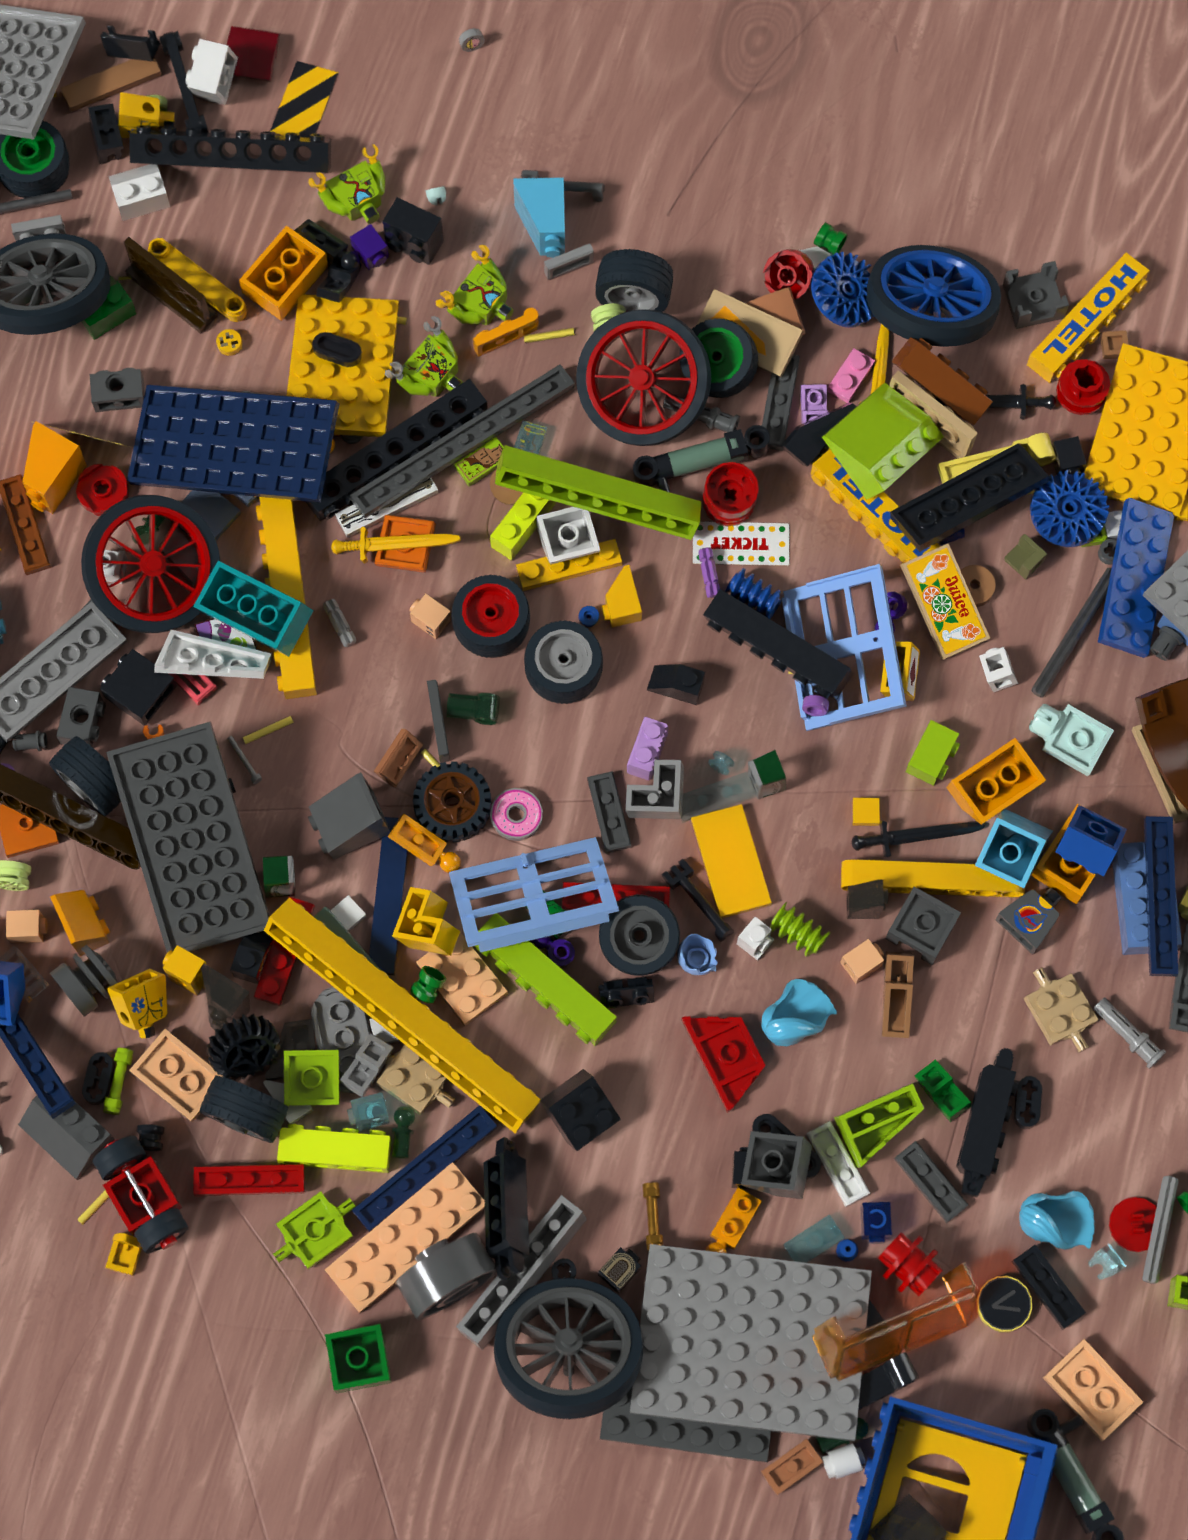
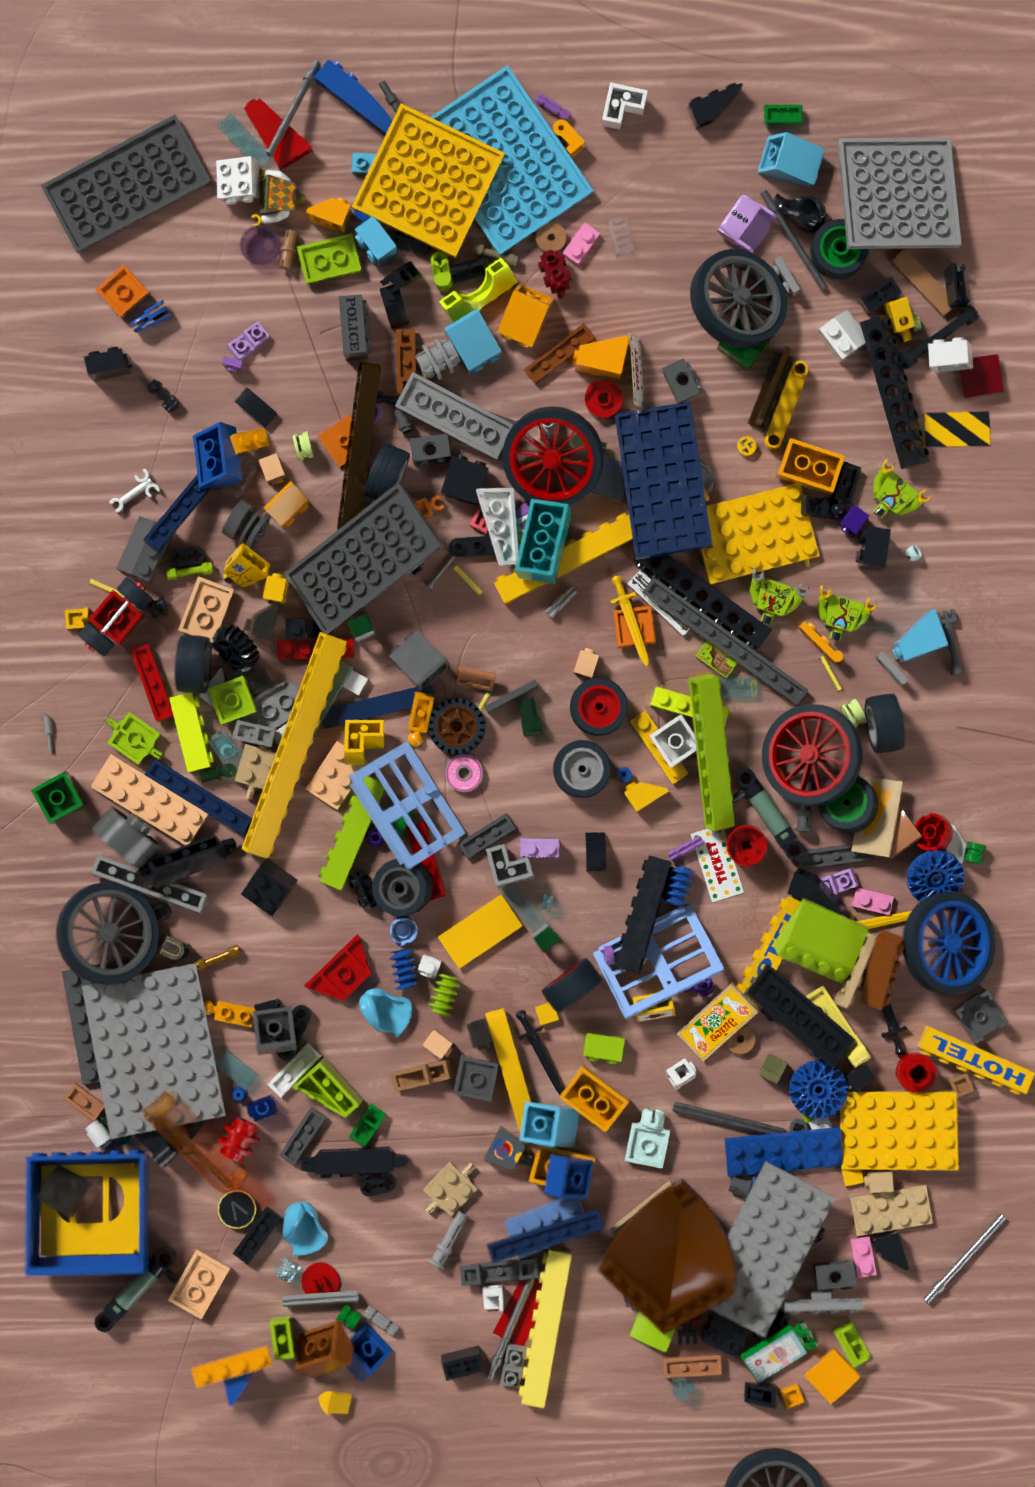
camera: 70 degrees right, 15 degrees up
(229, 713) = (468, 547): none -> black plate
(261, 1346) = (48, 730): none -> light grey piece
(337, 349) = (762, 527): black tile -> none
(426, 987) = (321, 755): green wheel -> none
(682, 878) = (429, 941): black hinge -> none
(748, 971) = (404, 968): none -> blue piece
(840, 759) = (572, 985): none -> black wheel

